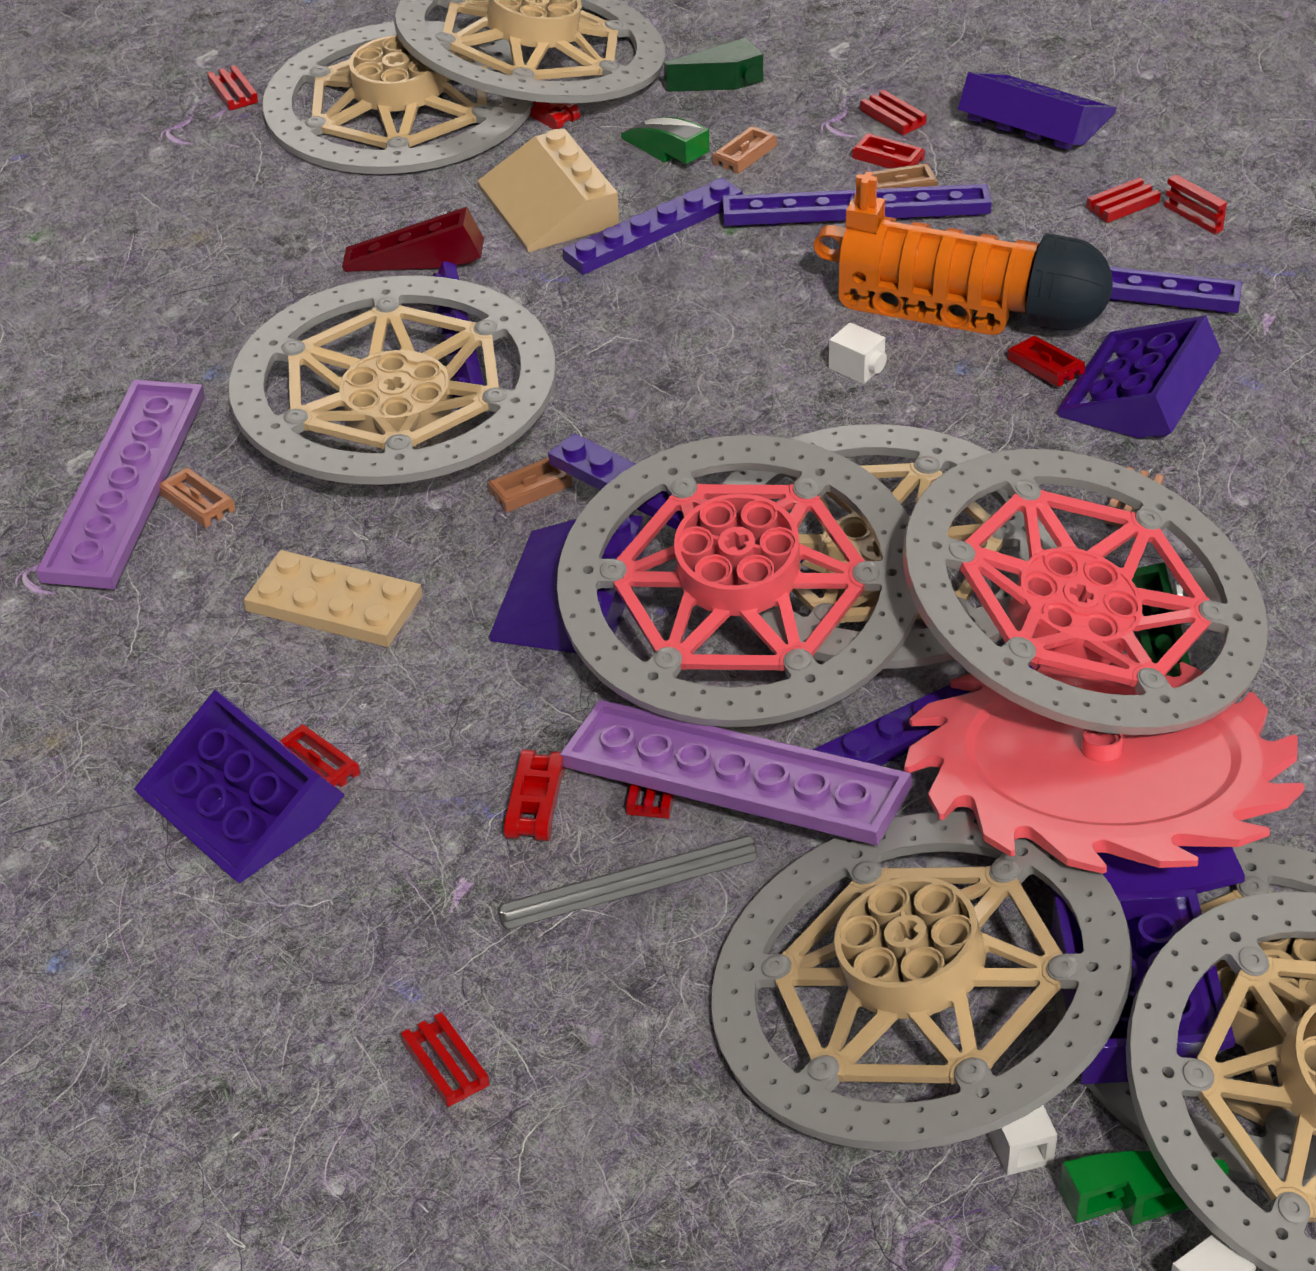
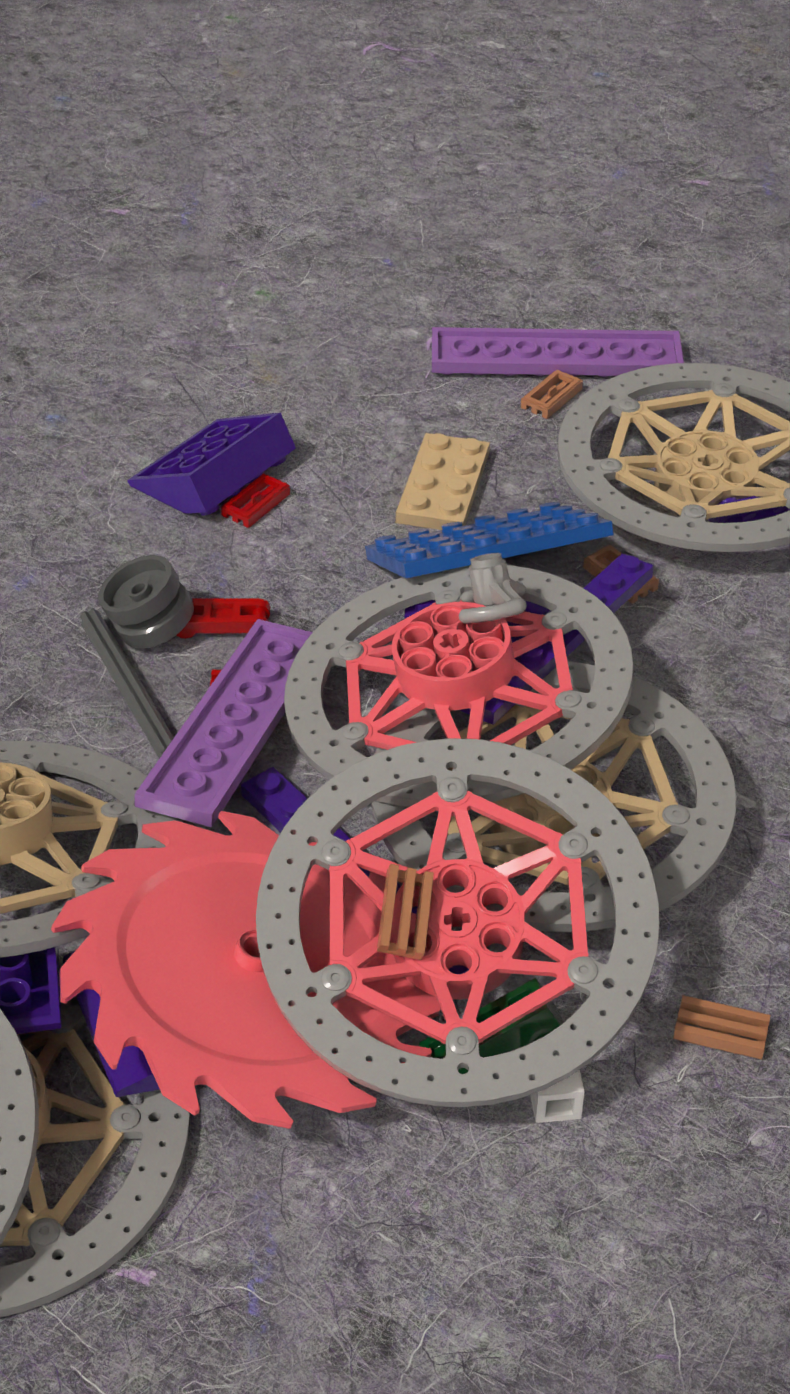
camera: 80 degrees right, 0 degrees up
(494, 553) = (509, 536): none -> blue plate
(525, 837) = (146, 601): none -> dark grey wheel
(671, 499) = (492, 589): none -> light grey piece
(1084, 617) = (410, 879): none -> nougat tile

